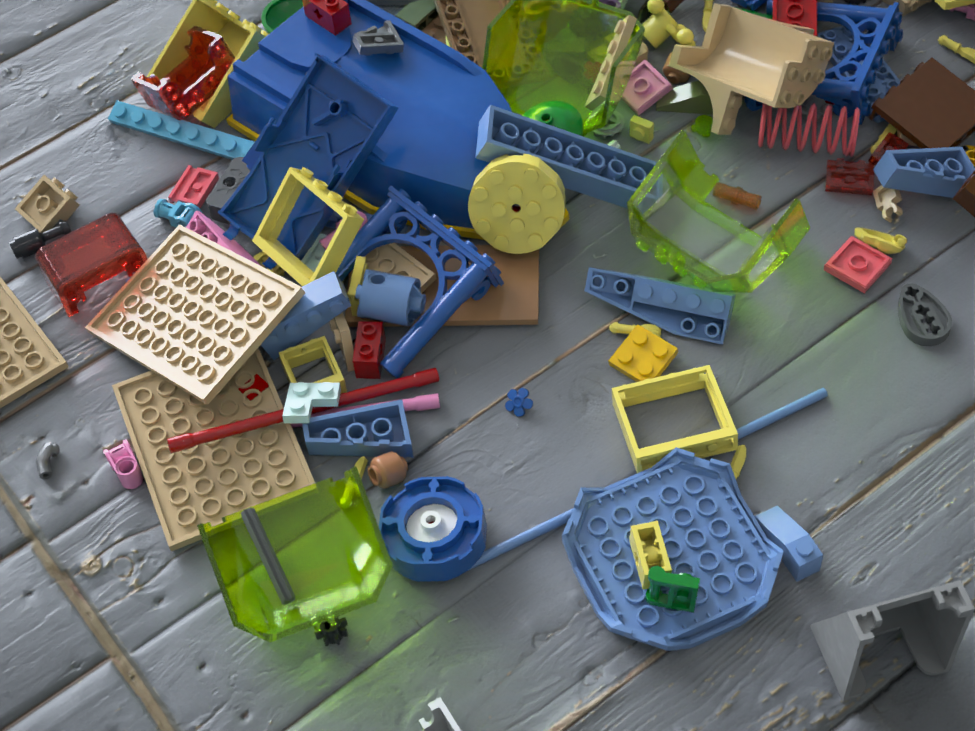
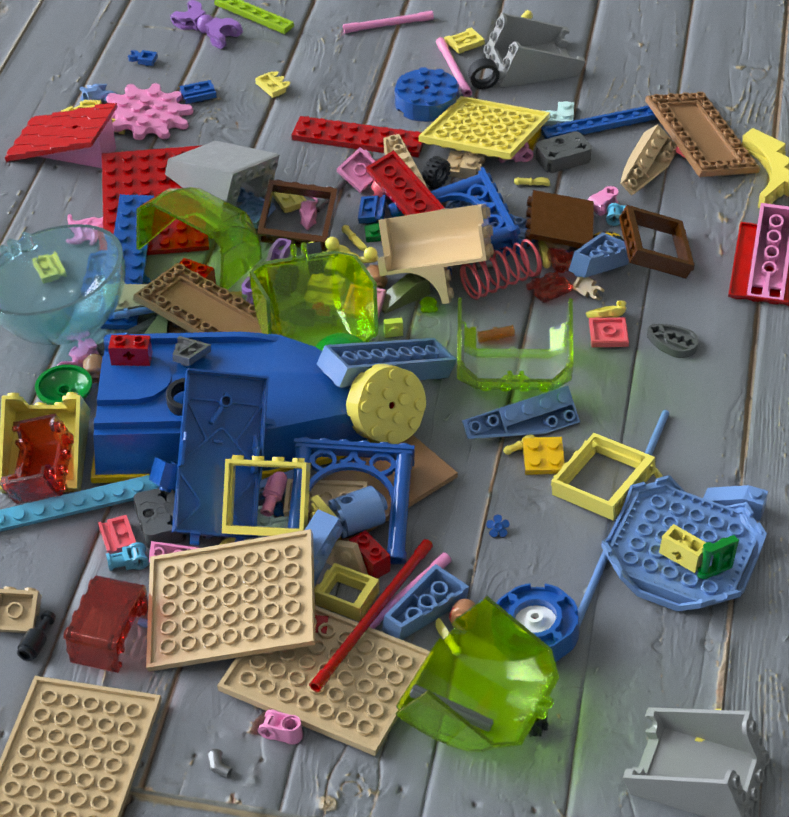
camera: 45 degrees left, 10 degrees down
(305, 396) = (372, 602): light aqua plate -> none
(617, 45) = (352, 296): tan wing -> none

